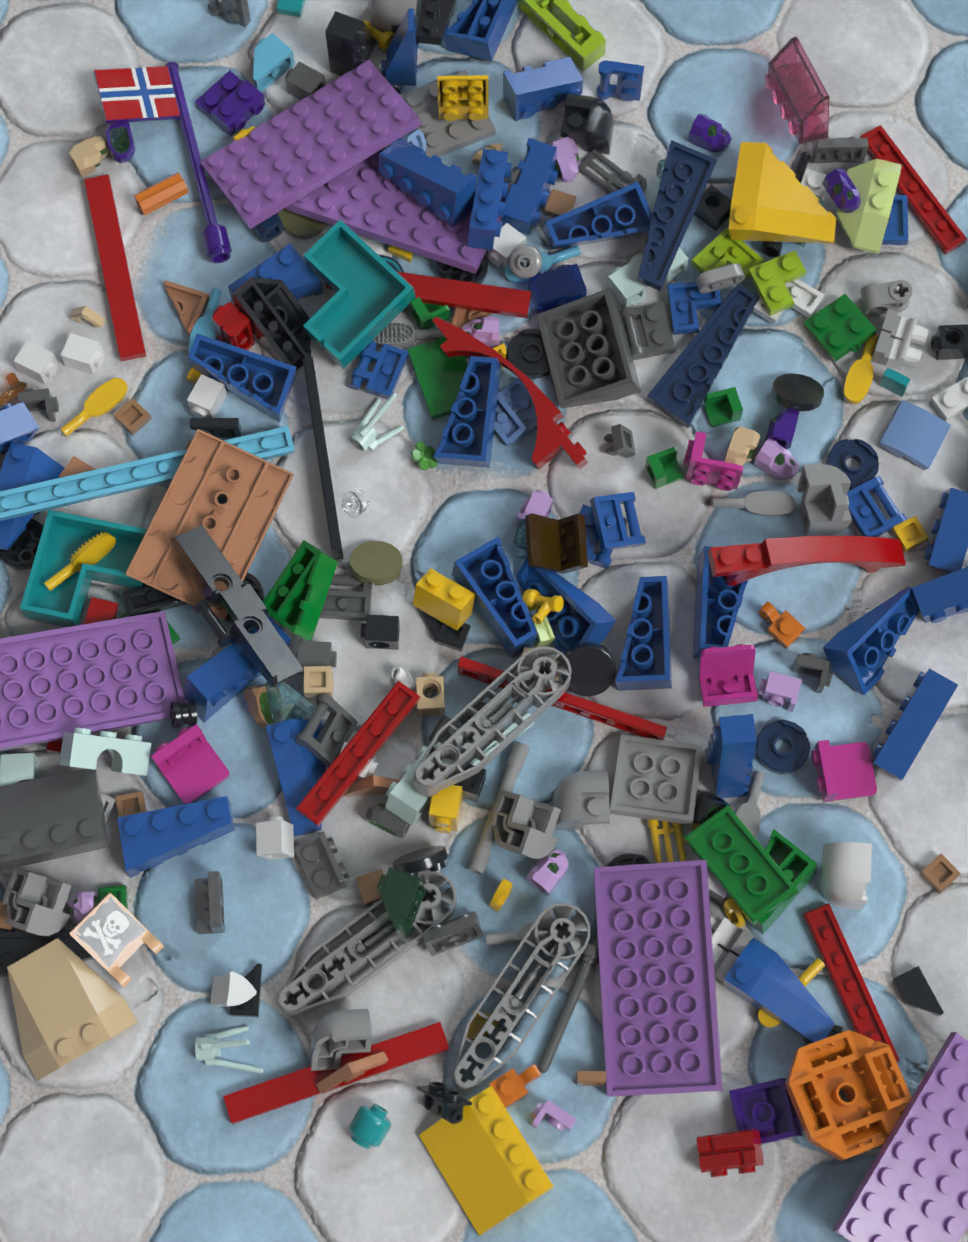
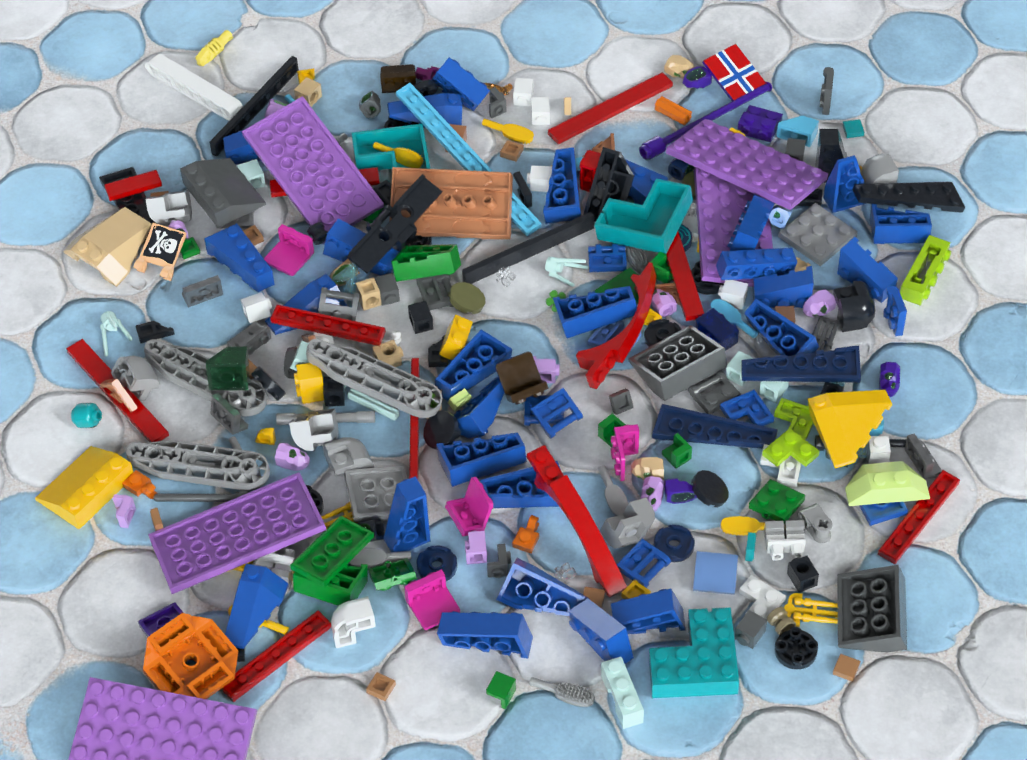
camera: 70 degrees right, 20 degrees down
(83, 749) = (271, 186): light aqua arch -> none
(231, 990) = (149, 318): white tile -> none
(444, 1101) = (114, 441): black hinge -> none
(463, 97) = (825, 225): yellow slope -> none
(533, 255) = (723, 300): light grey head -> none
(534, 600) = (476, 388): yellow piece -> none
(719, 278) = (771, 413): light grey beam -> none
(730, 1151) = (130, 611): red brick -> none
(790, 803) = (397, 573): none -> green plate
(799, 92) = (944, 413): clear pink slope -> none
(842, 190) = (879, 457): dark purple rock -> none
(898, 581) = (595, 595): none -> medium nougat tile
(917, 992) = (287, 696): black tile -> none

